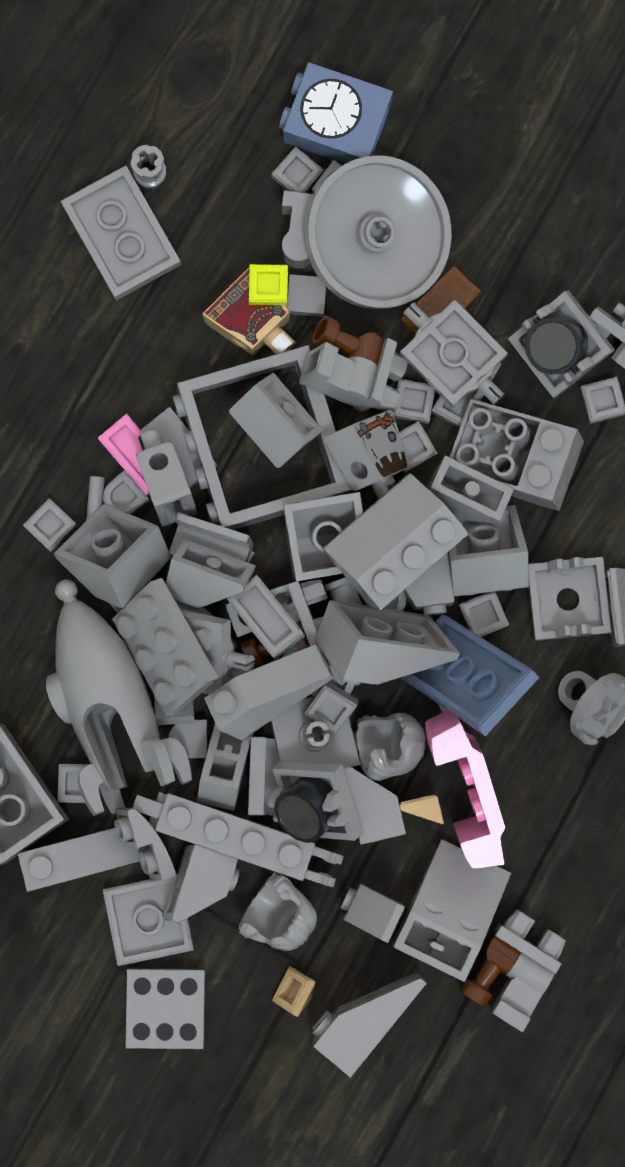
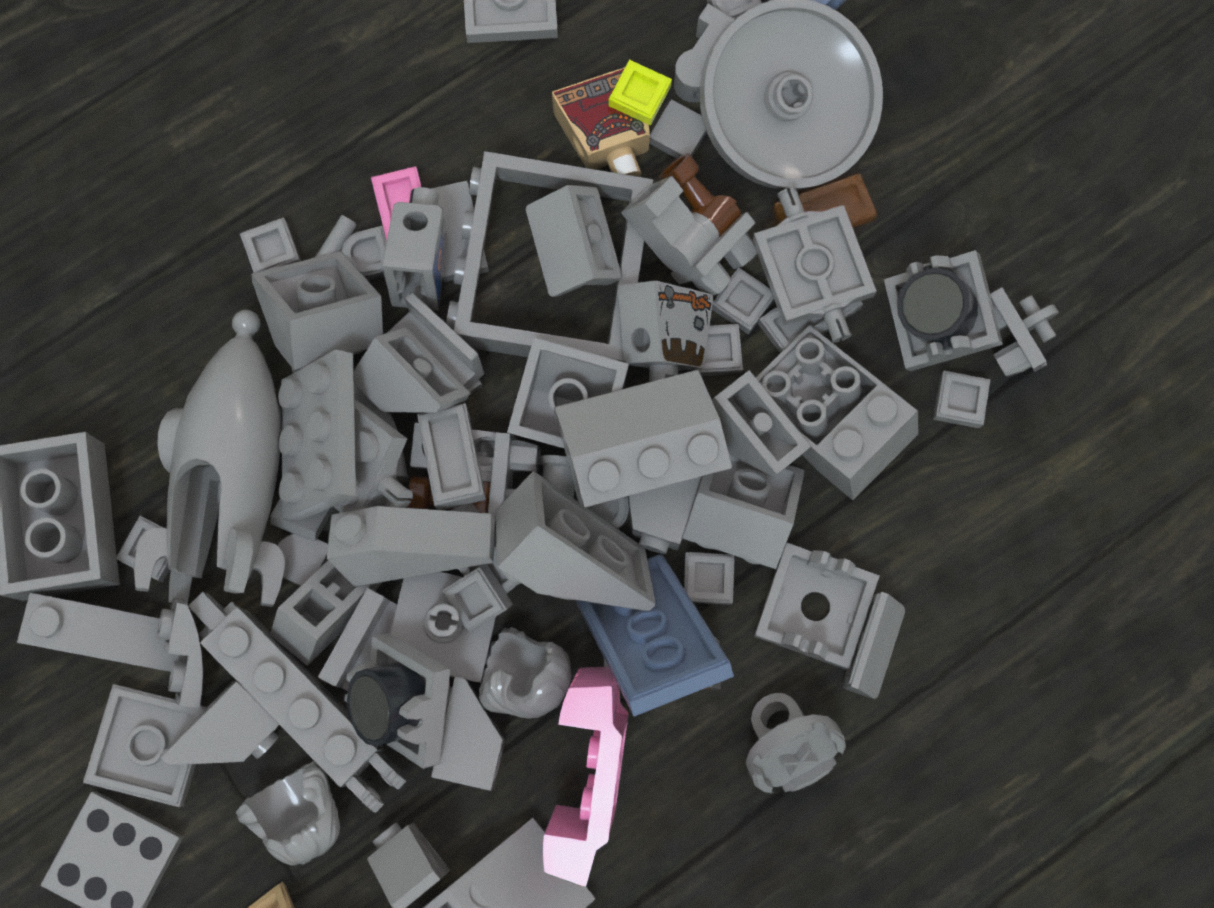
camera: 25 degrees right, 5 degrees down
(423, 807) = (528, 769): tan slope -> none

